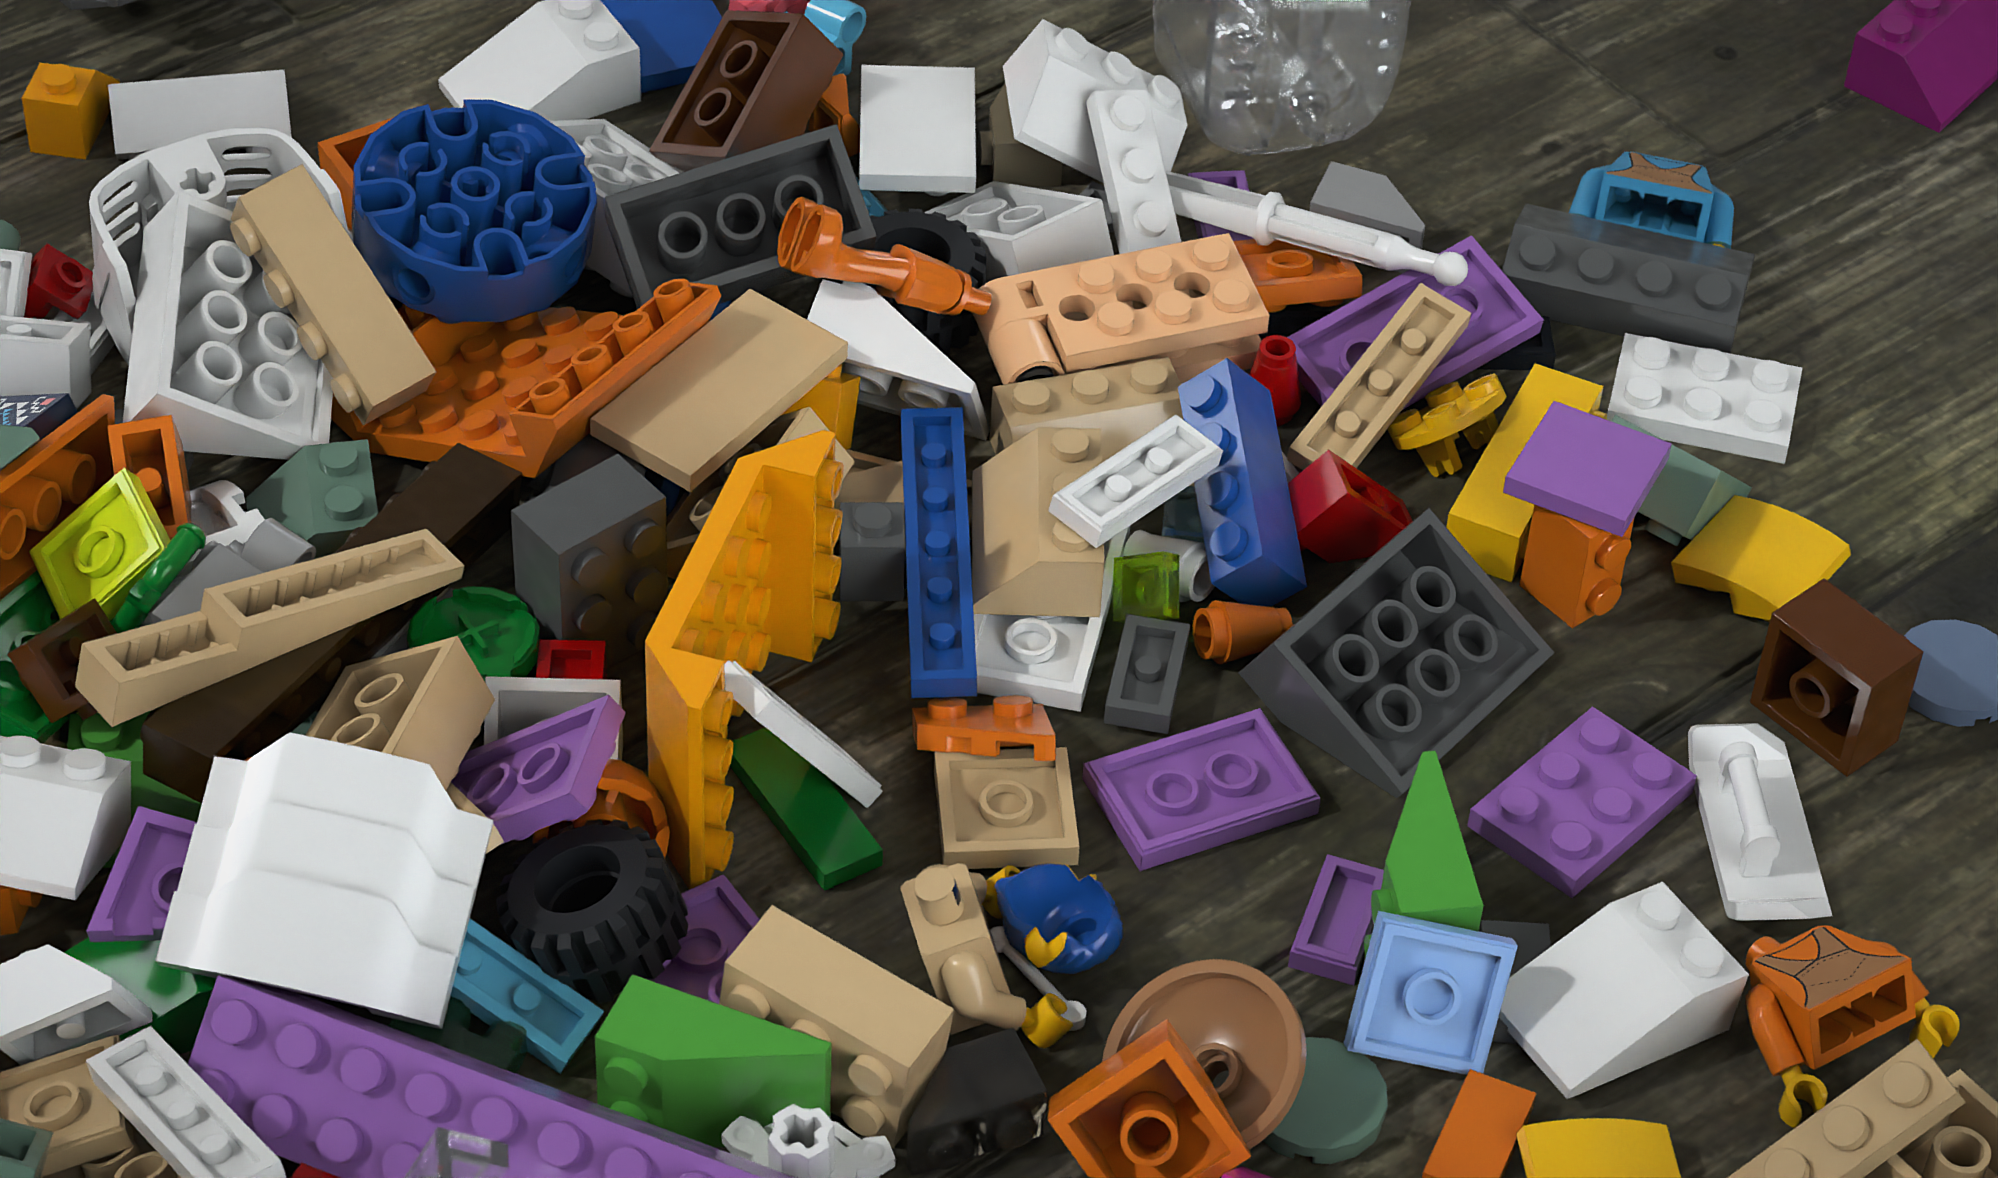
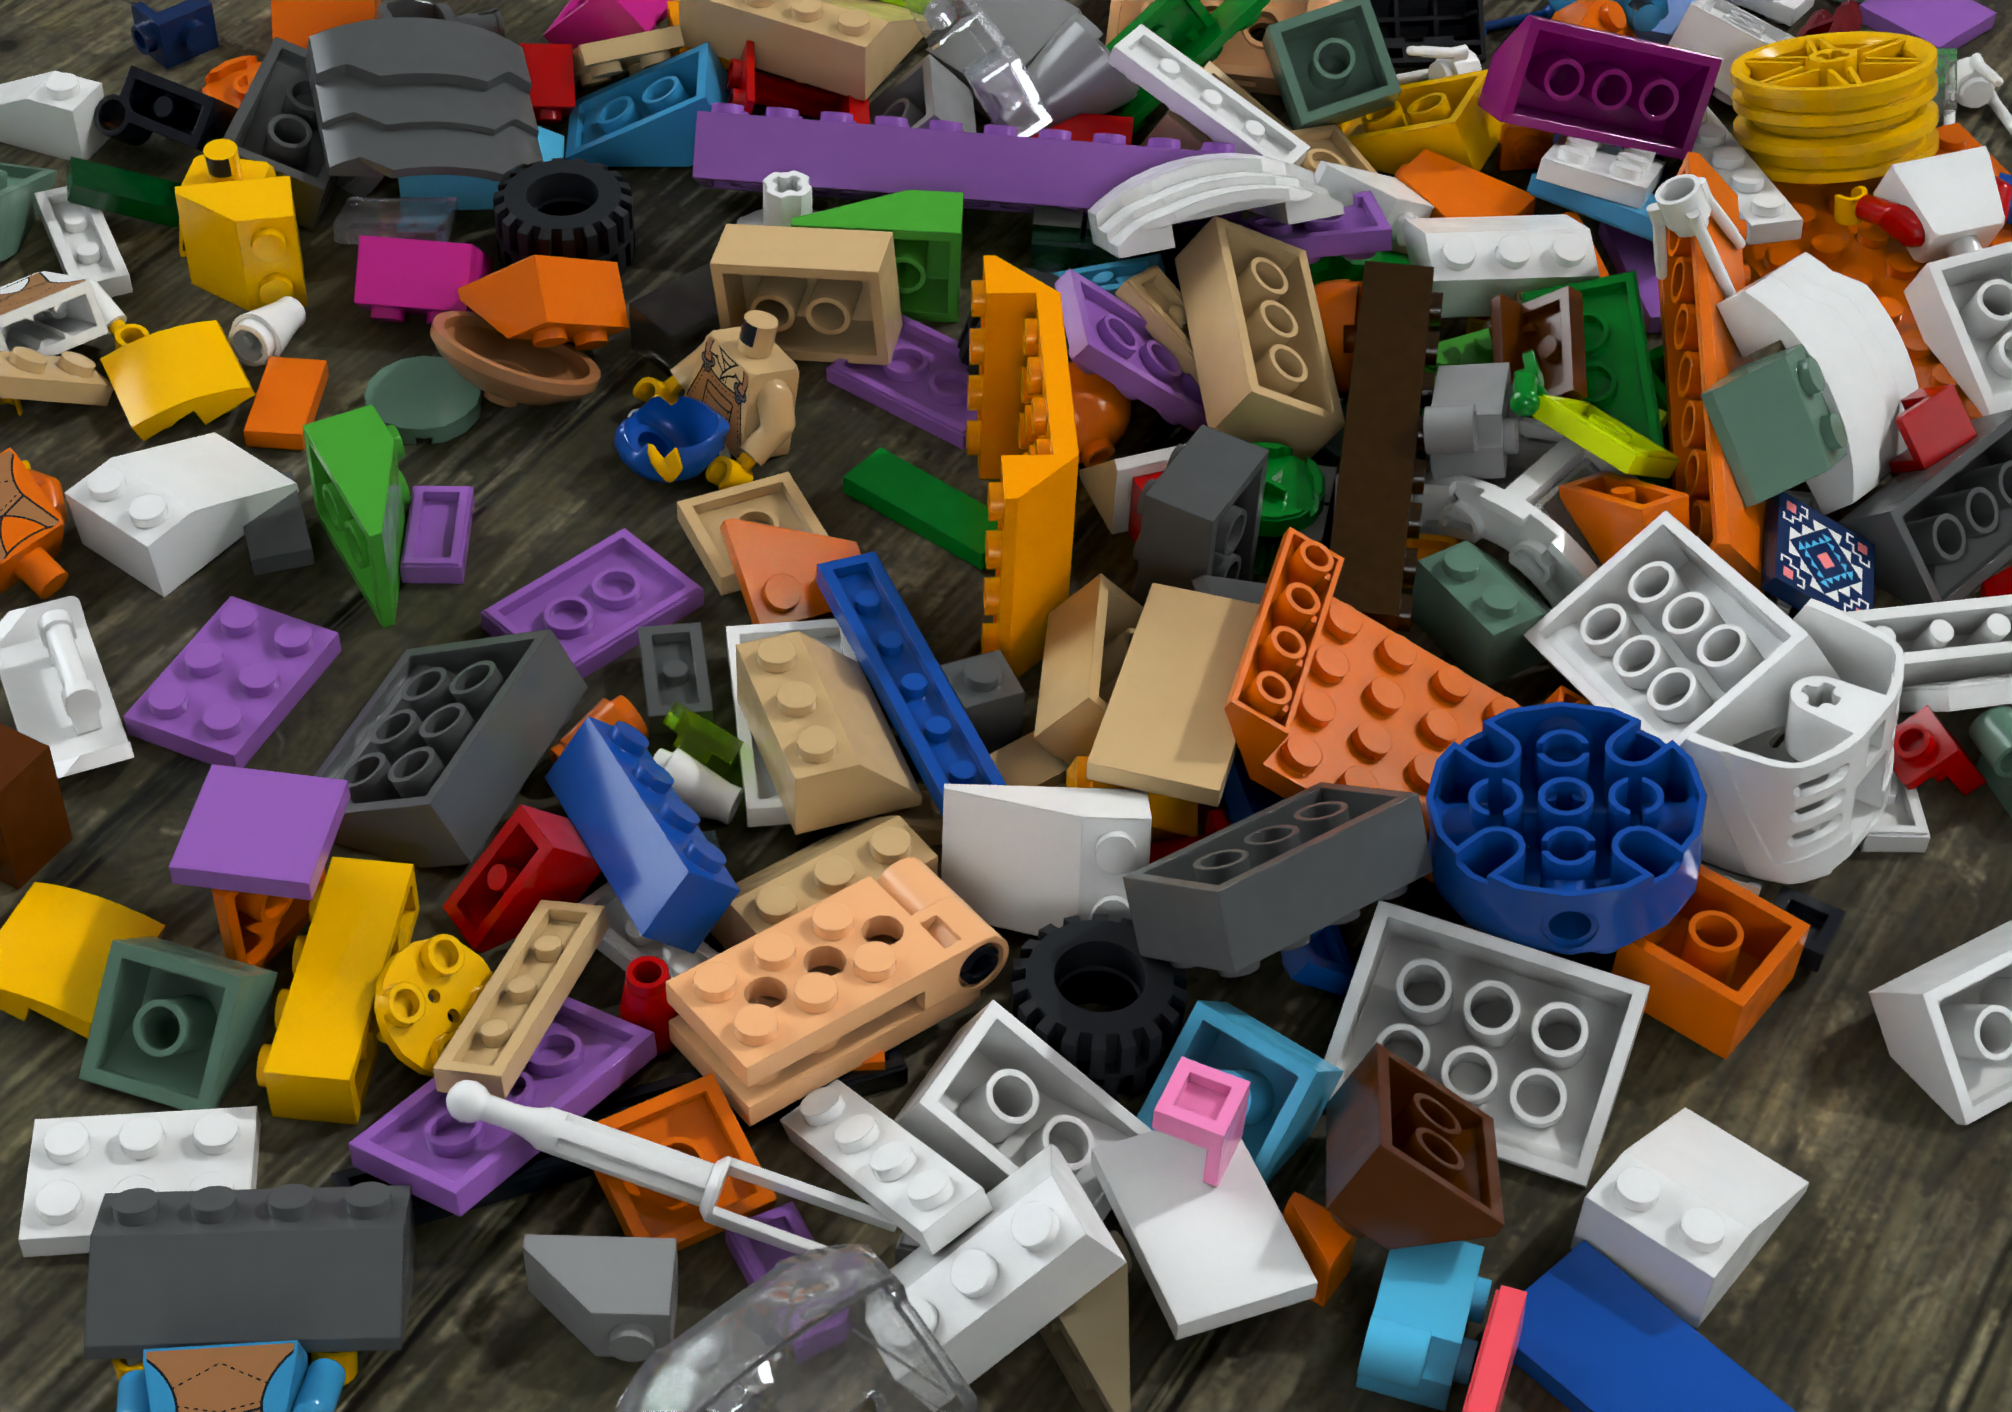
camera: 160 degrees right, 0 degrees up
(257, 621) = (1404, 363): tan slope -> none
(331, 295) = (1619, 665): tan brick -> none
(800, 734) = (935, 433): white tile -> none
(814, 248) = (1055, 881): orange piece -> none
(890, 121) = (1205, 1110): none -> bright pink panel
(1135, 481) = (731, 710): white tile -> none
(1430, 994) = (288, 423): light blue tile -> none

